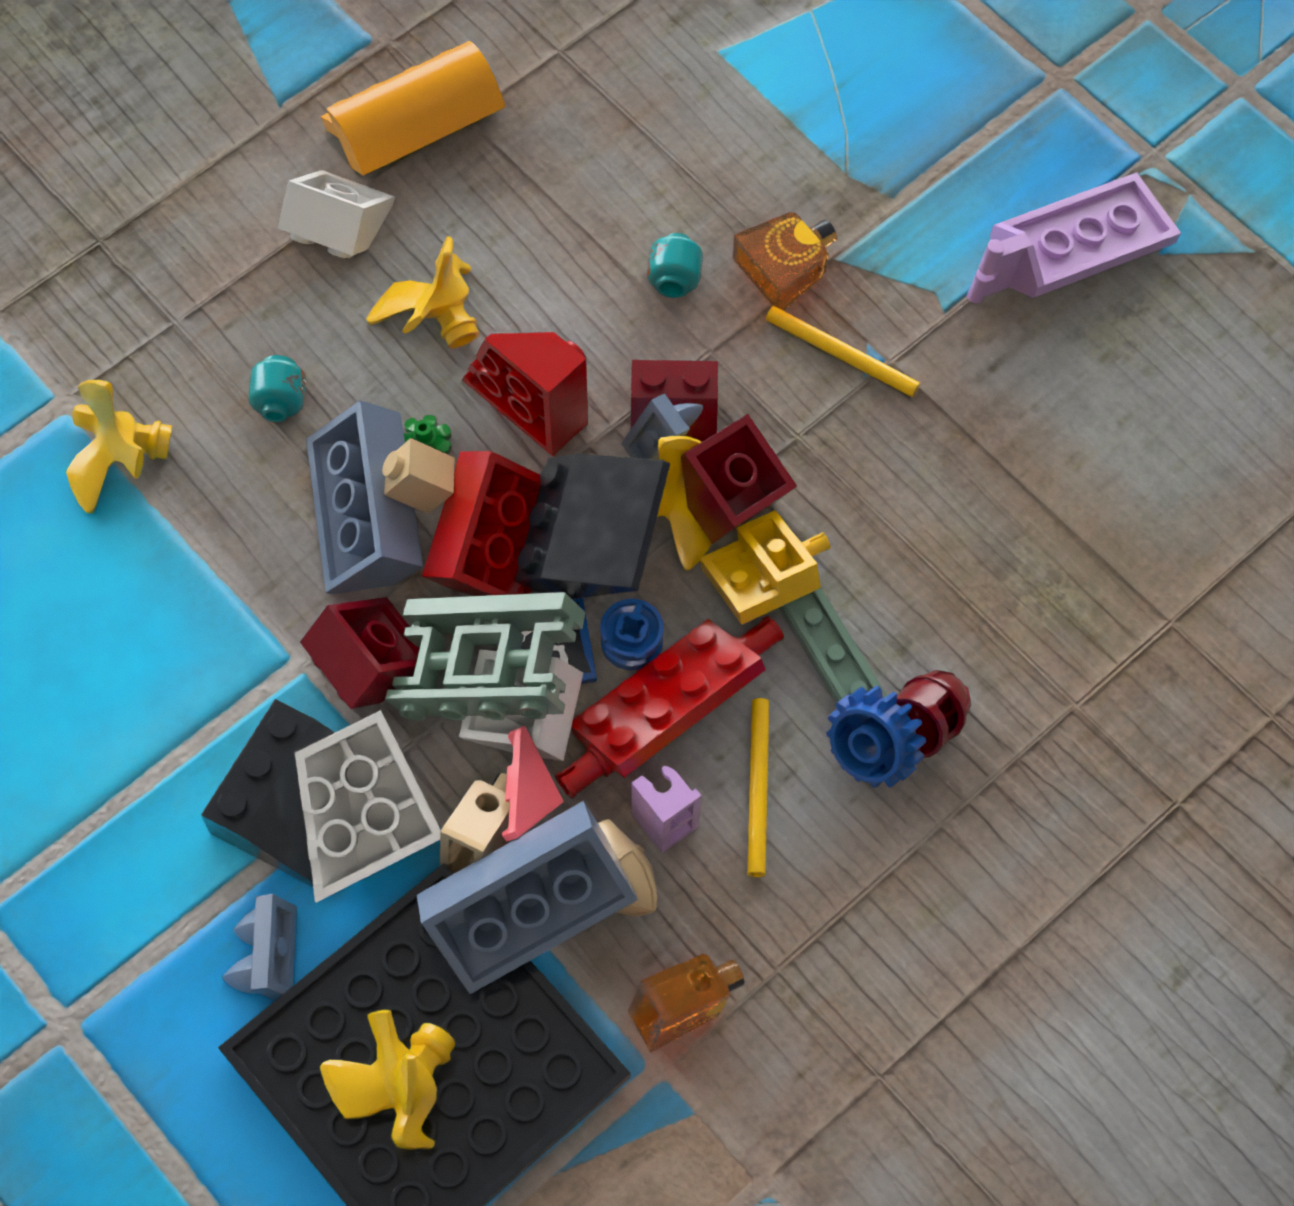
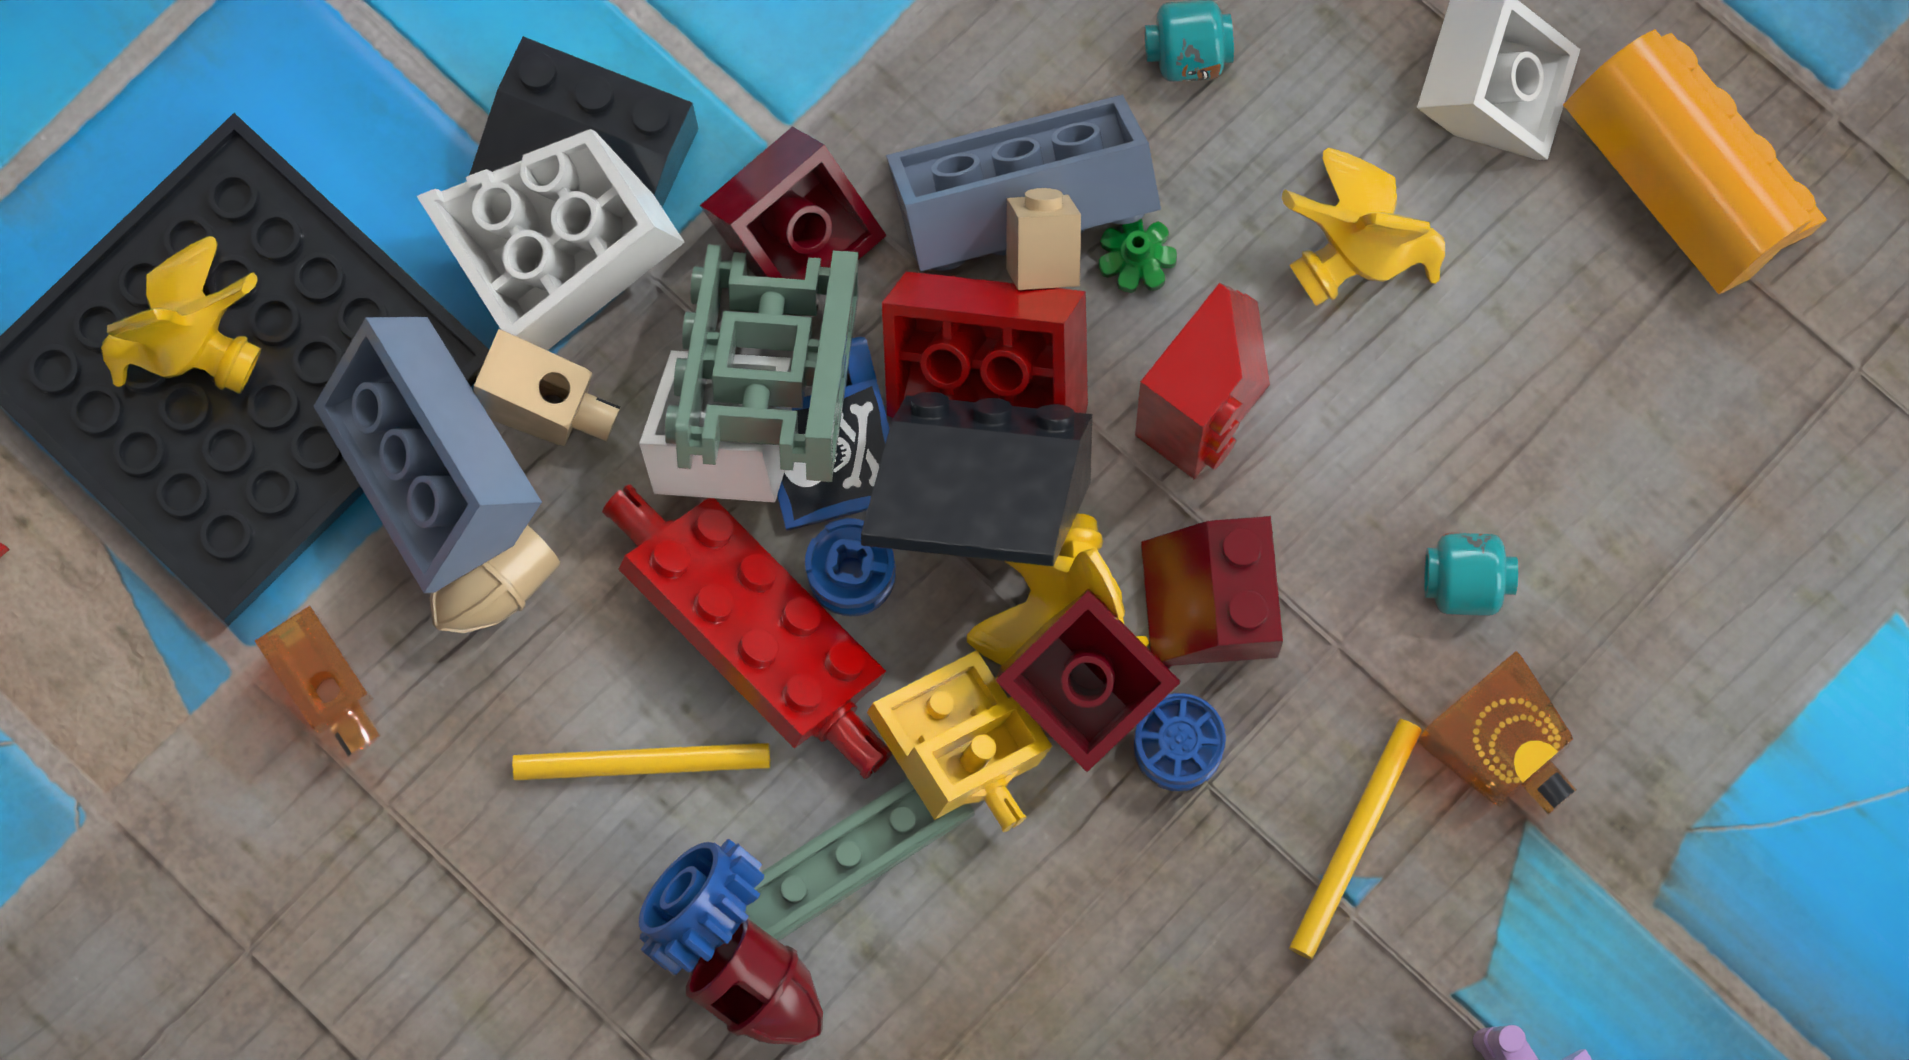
camera: 90 degrees right, 10 degrees up
(272, 934) = (358, 160): sand blue tile -> none
(528, 786) = (578, 441): coral tile -> none
(659, 421) = (1145, 565): sand blue tile -> none
(666, 815) = (568, 620): lavender hinge -> none
(783, 437) = (1180, 742): none -> blue wheel

